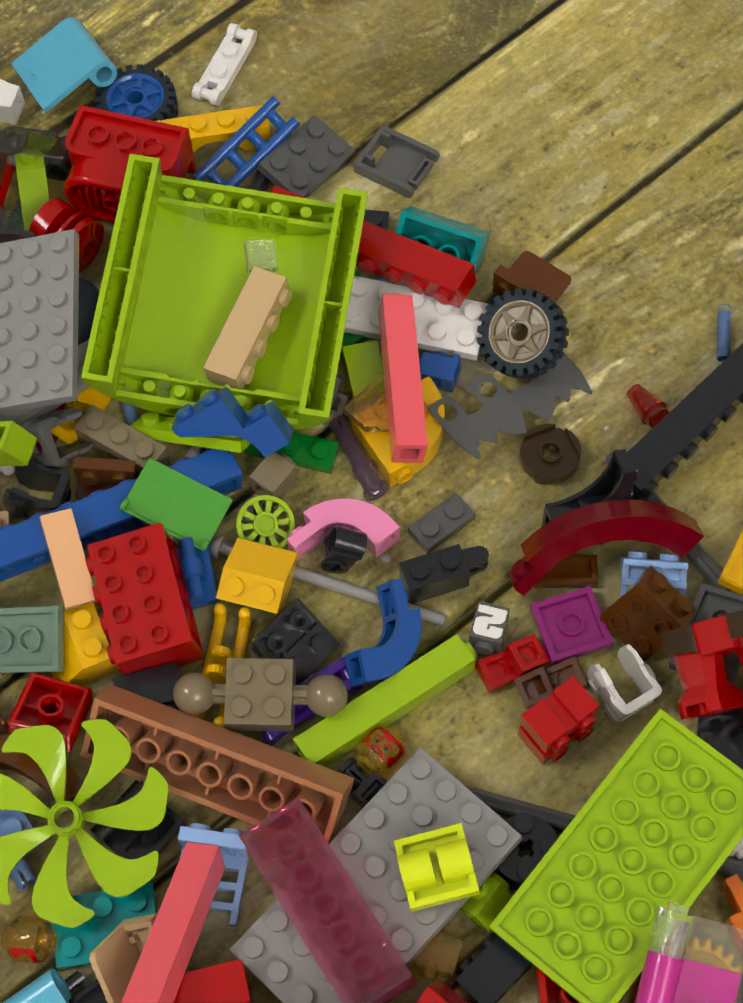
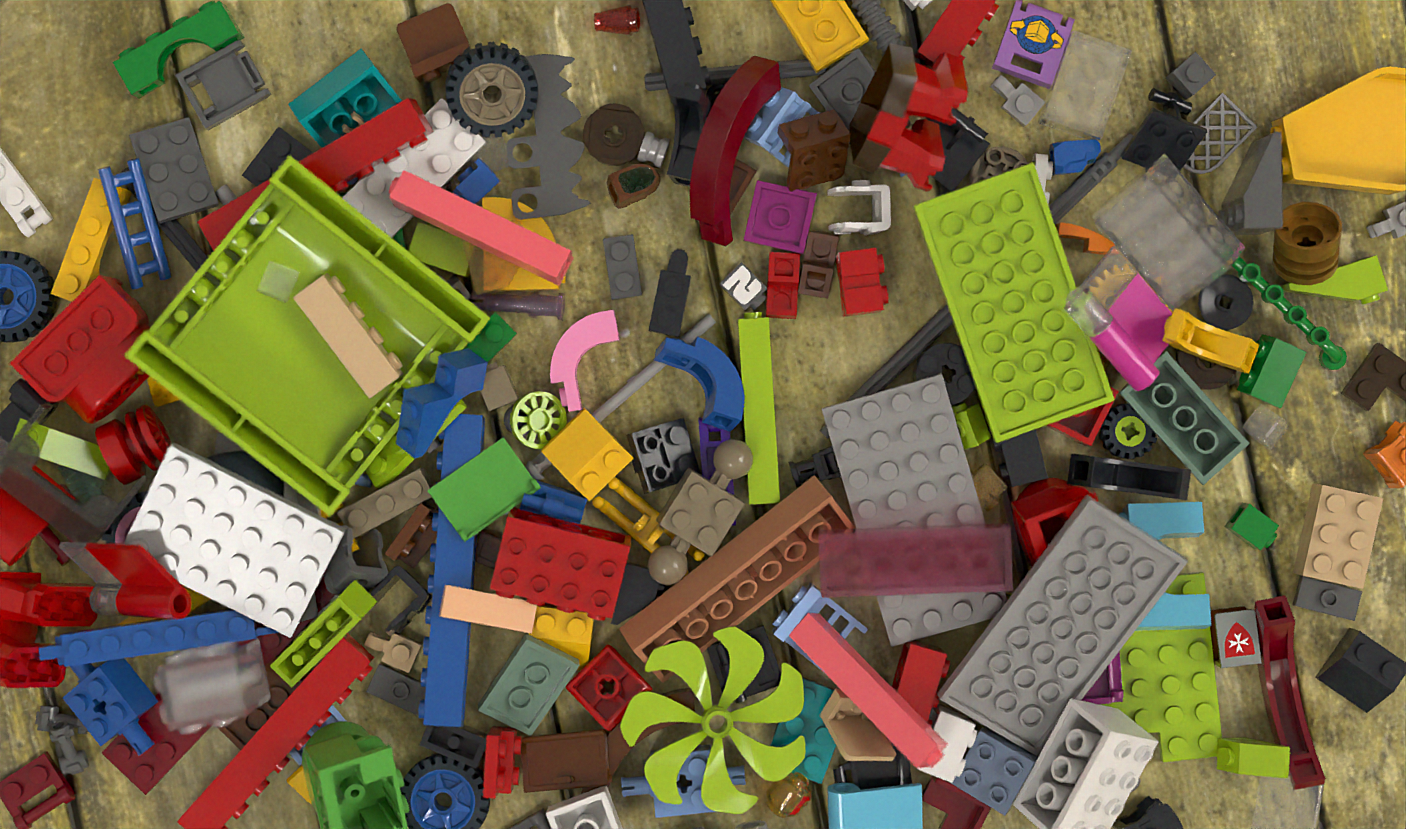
camera: 65 degrees left, 25 degrees up
(343, 549) = (605, 367): black piece -> none
(375, 102) = (144, 66): none -> green arch
(381, 751) = (796, 436): clear yellow head -> none
(436, 867) = (931, 457): neon yellow plate -> none
(519, 488) = (632, 184): none -> rock
(558, 486) = (653, 149): none -> light grey wheel

